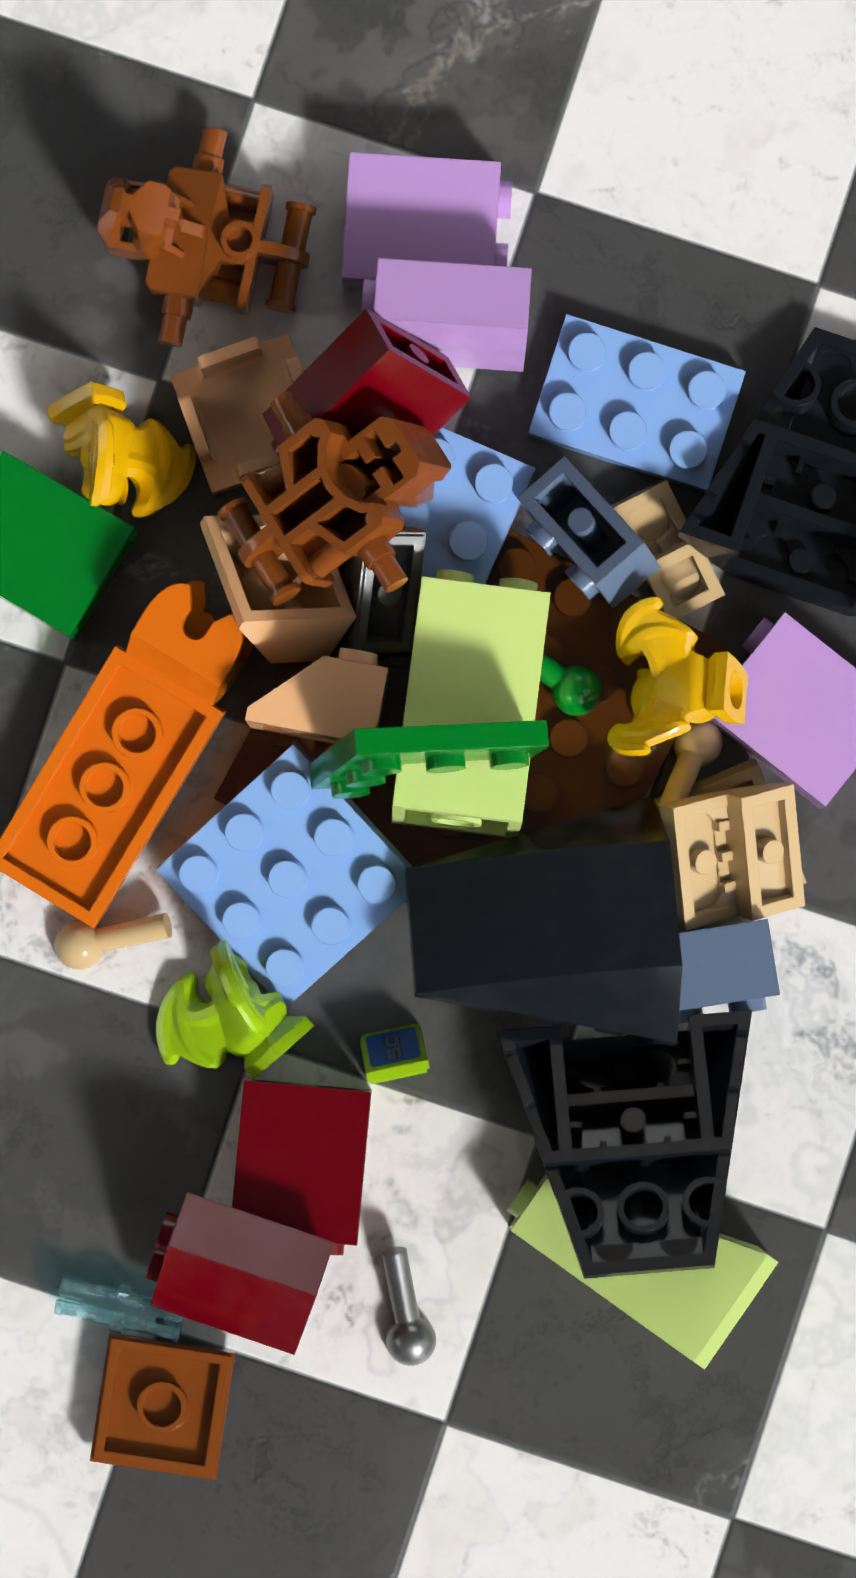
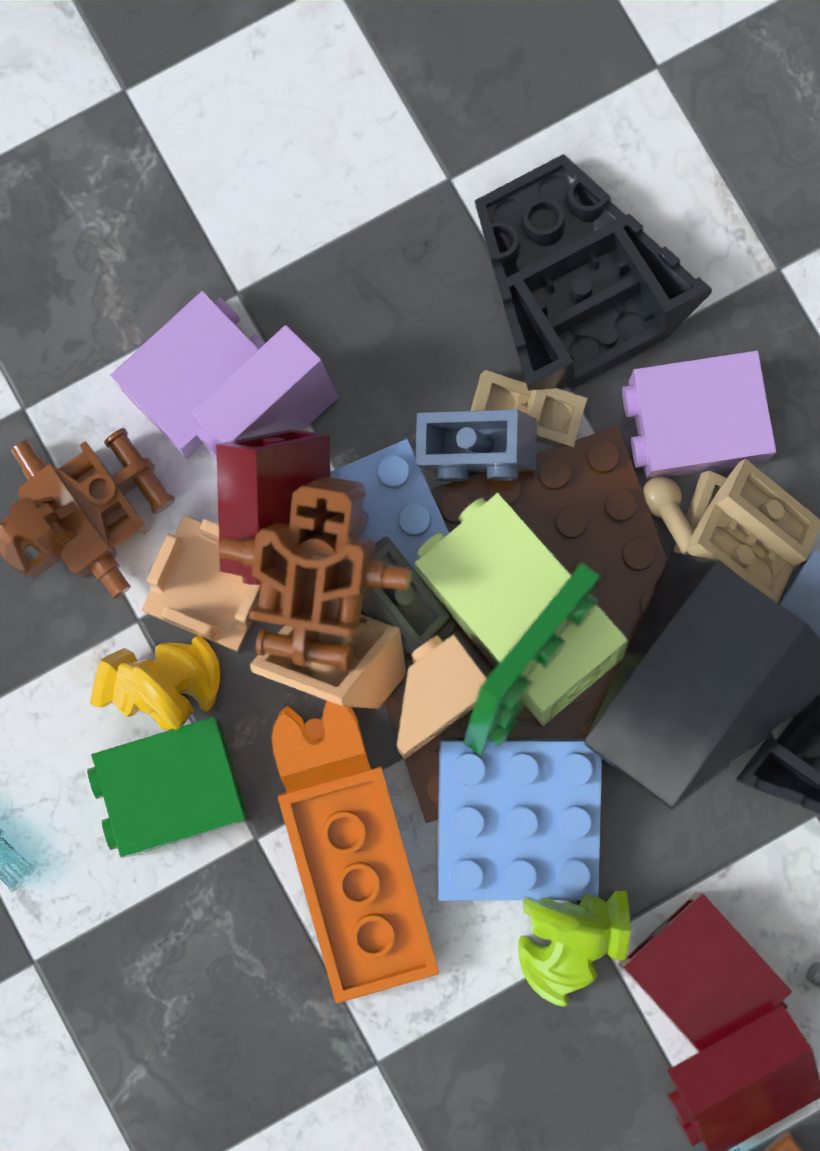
camera: 45 degrees left, 5 degrees down
(82, 946) = (442, 992): tan bar -> none
(394, 1053) = (688, 857): slope -> none
(573, 689) = (564, 538): green bar -> none
(636, 403) = (421, 347): light blue plate -> none
(677, 686) = (622, 471): yellow animal -> none

